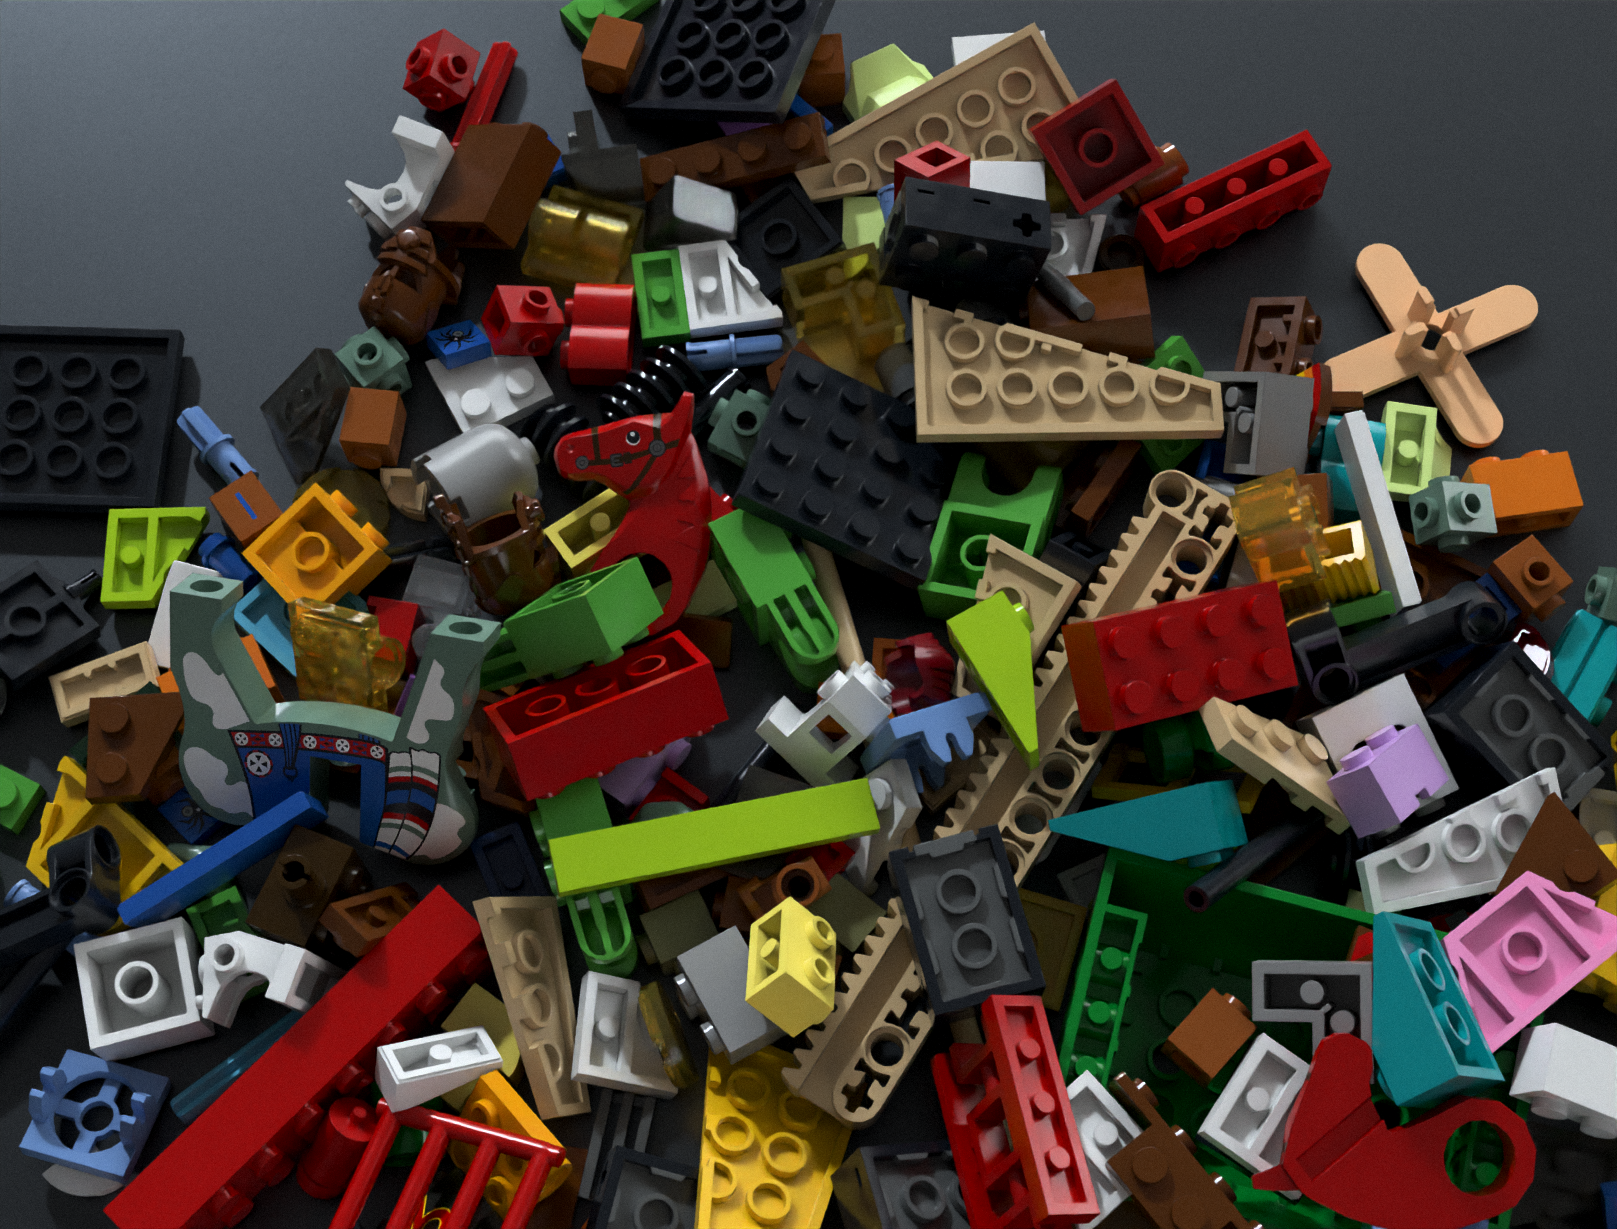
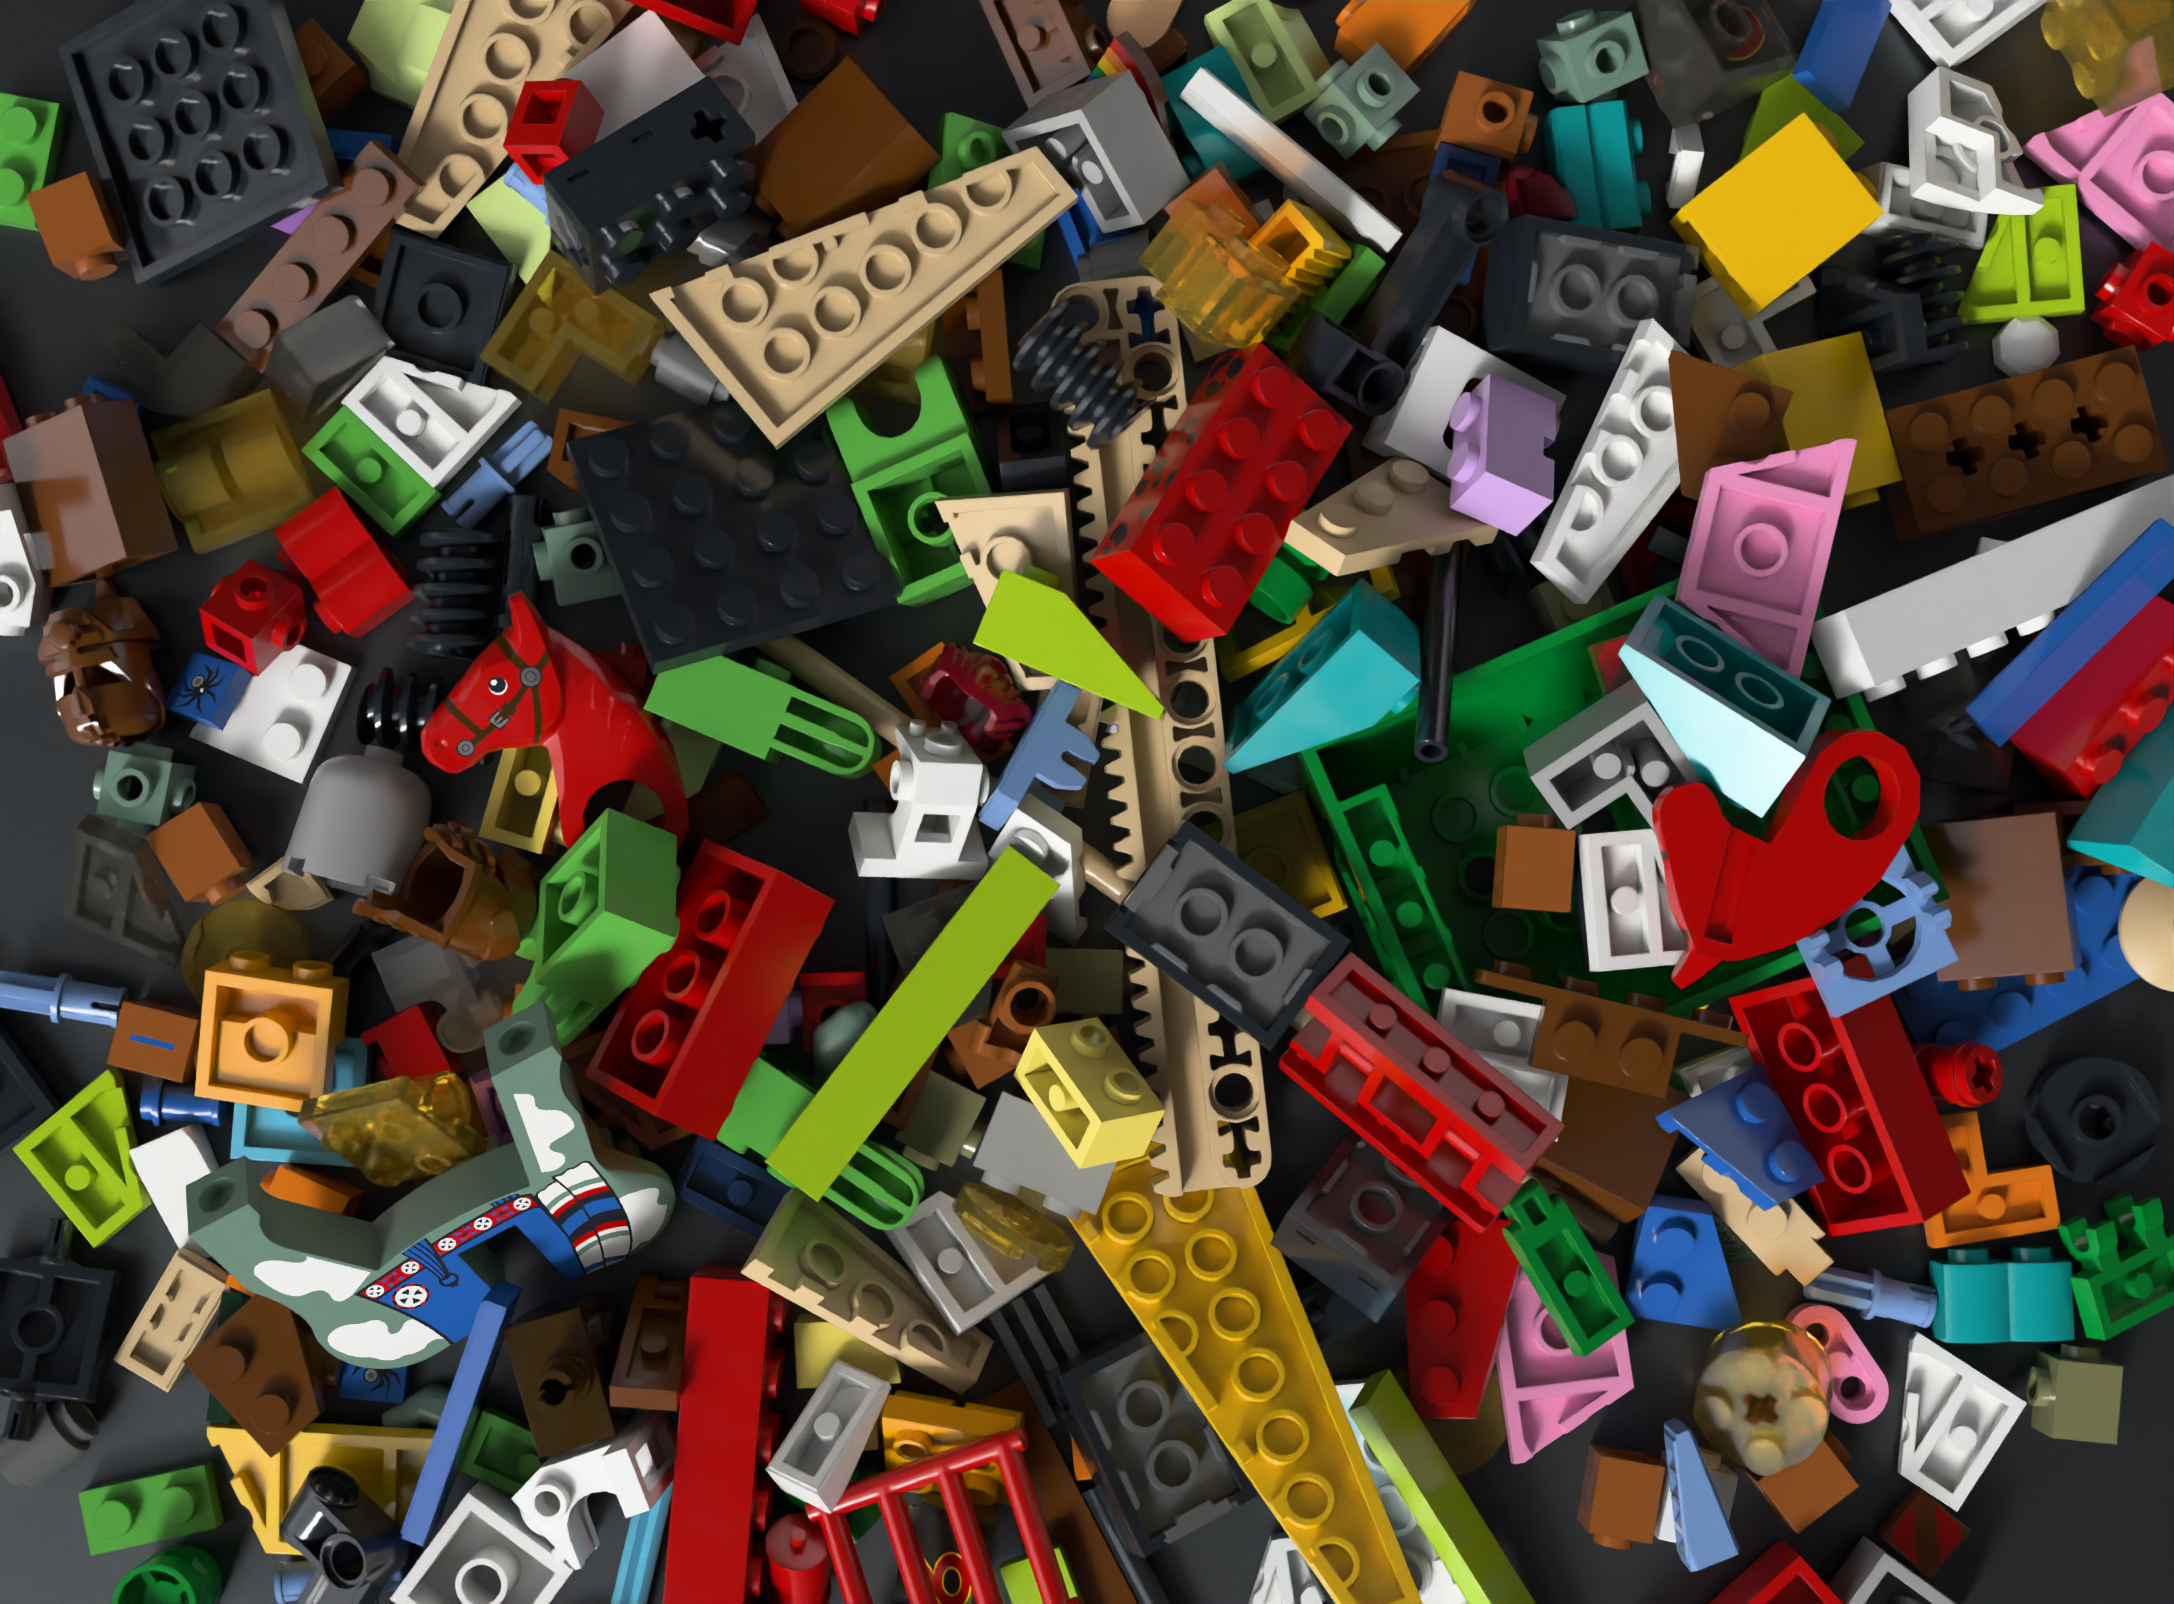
camera: 40 degrees left, 20 degrees up
(1065, 292) = (801, 158): dark grey piece -> none
(1139, 522) = (1080, 377): none -> black piece

